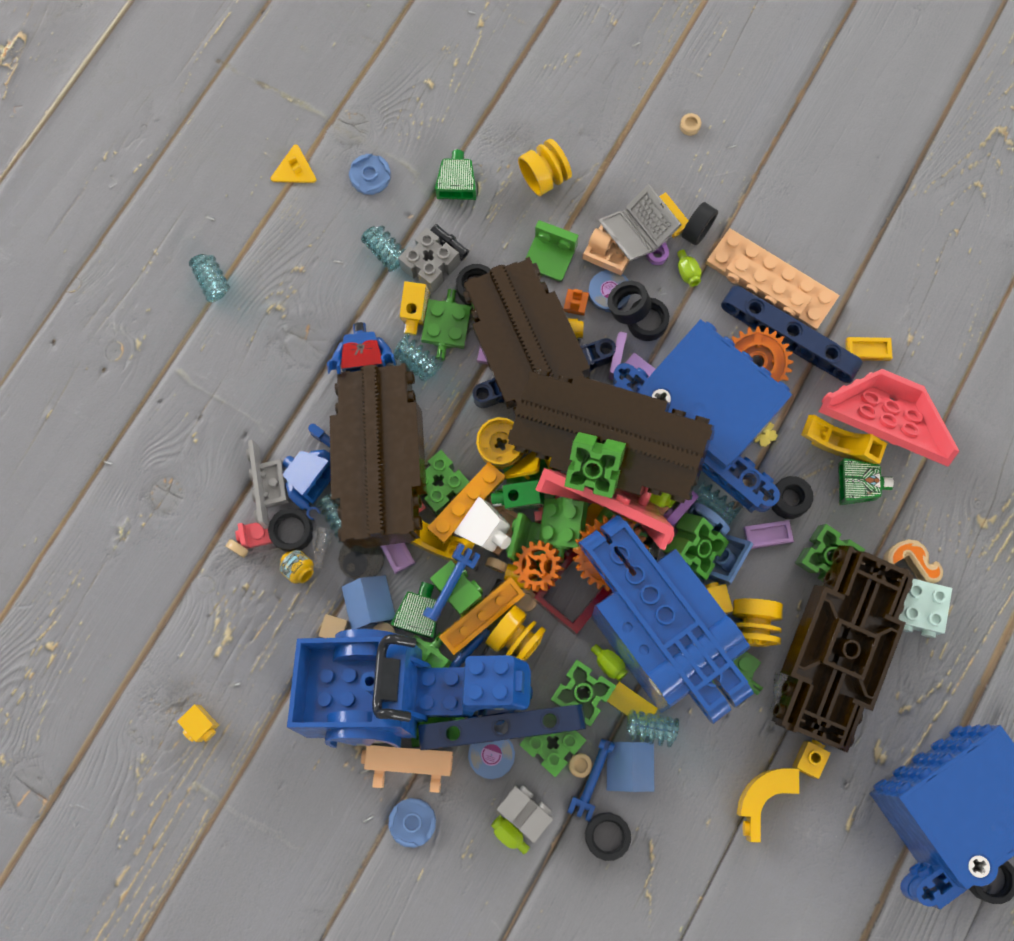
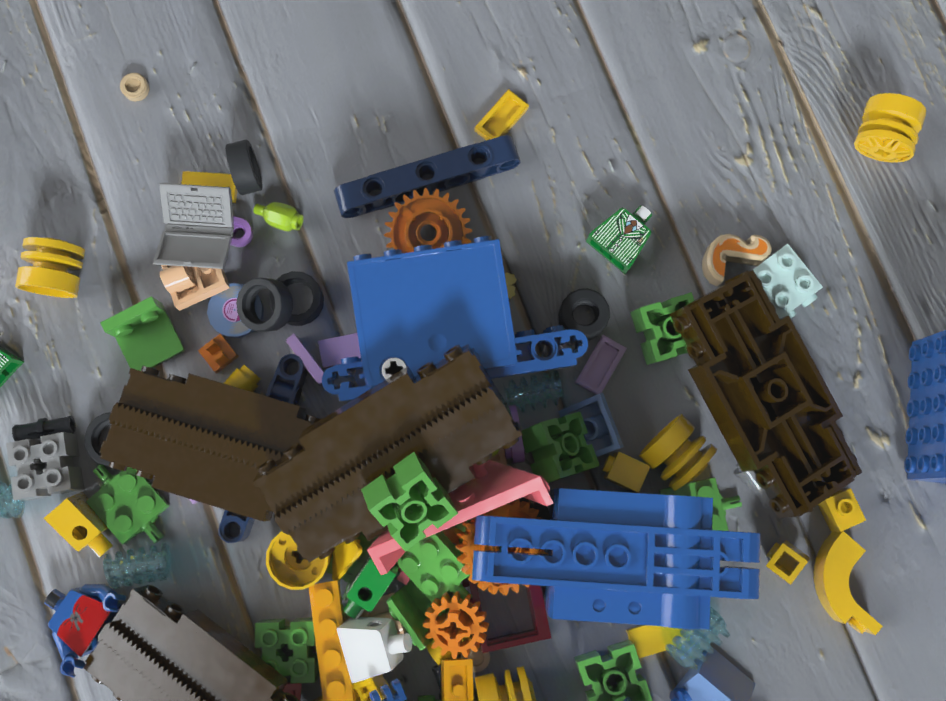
camera: 55 degrees left, 5 degrees up
(496, 565) = (417, 659): tan tile -> none
(610, 663) = (600, 629): lime plant -> none
(713, 518) = (545, 412): medium blue tile -> none
(748, 748) = (786, 561): none -> yellow brick
(772, 279) = (358, 147): light nougat plate -> none
(842, 442) = (573, 220): yellow arch -> none
(906, 422) = (600, 151): coral piece -> none

